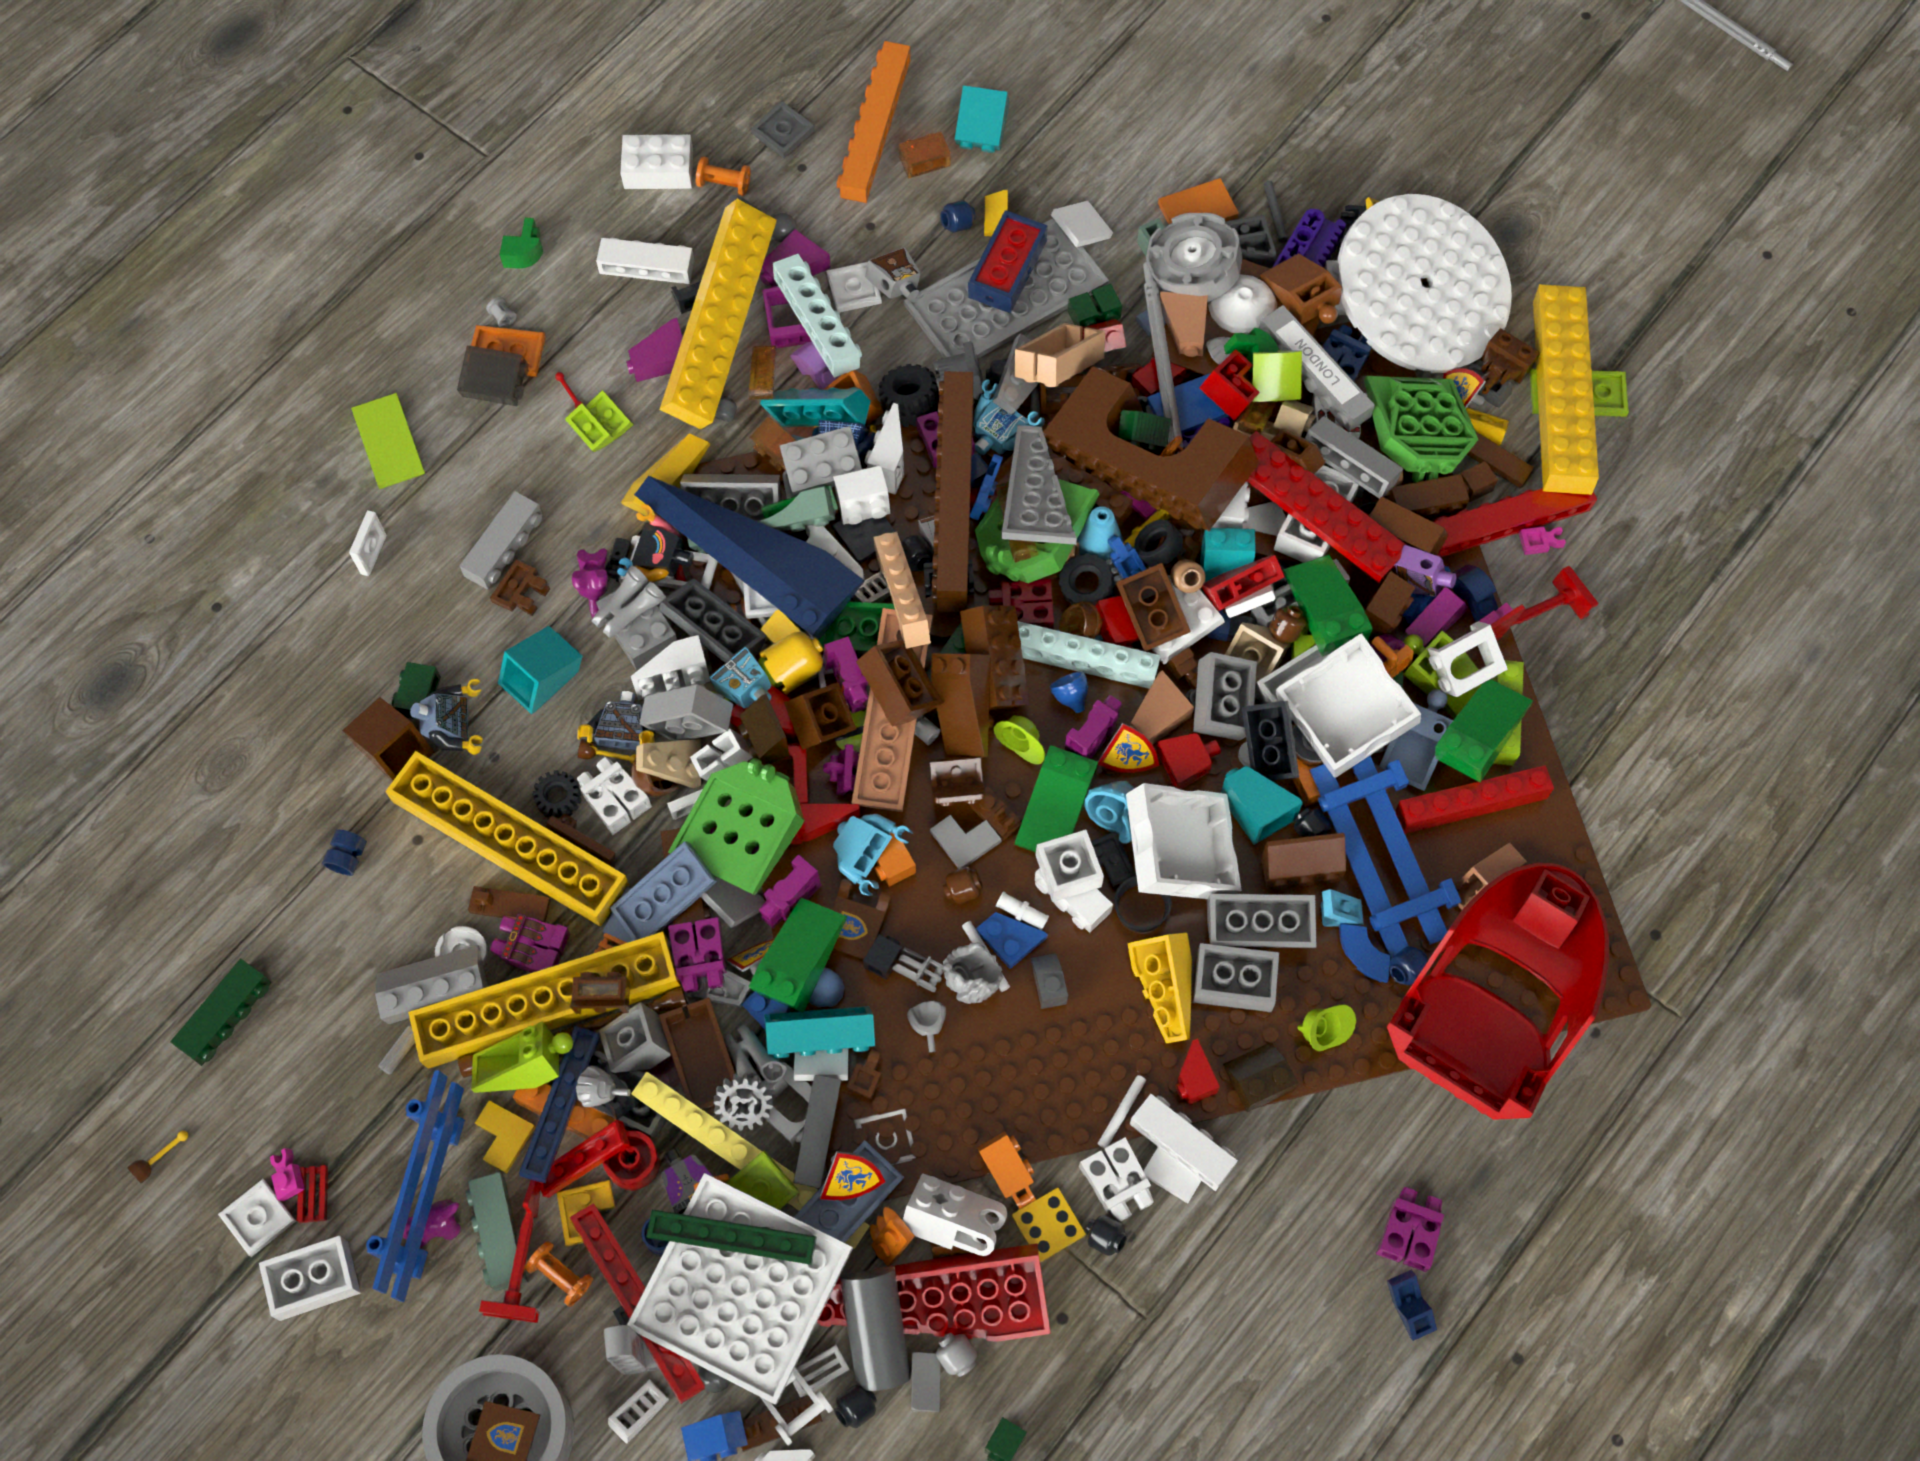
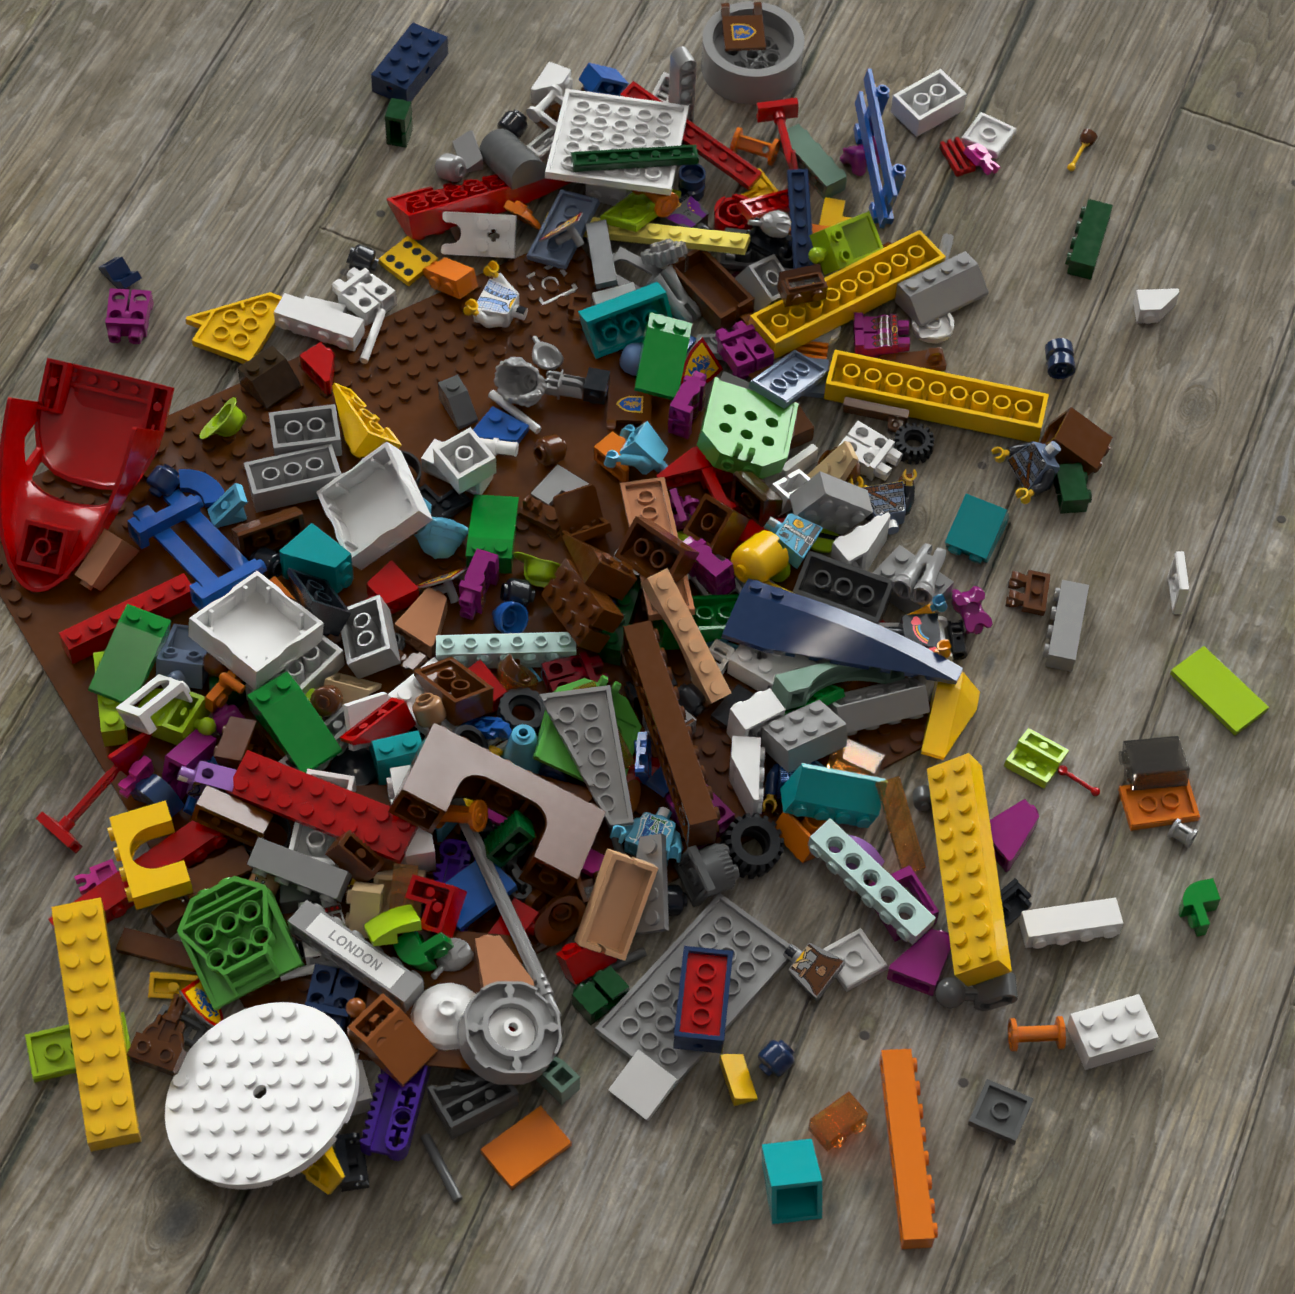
camera: 160 degrees right, 10 degrees down
(199, 897) = (1154, 304): none -> white slope
(963, 1105) = (497, 302): none -> torso
(1052, 718) = (517, 591): none -> black head
(1278, 1176) = (236, 329): none -> yellow wing
(1504, 487) = (147, 885): none -> yellow arch

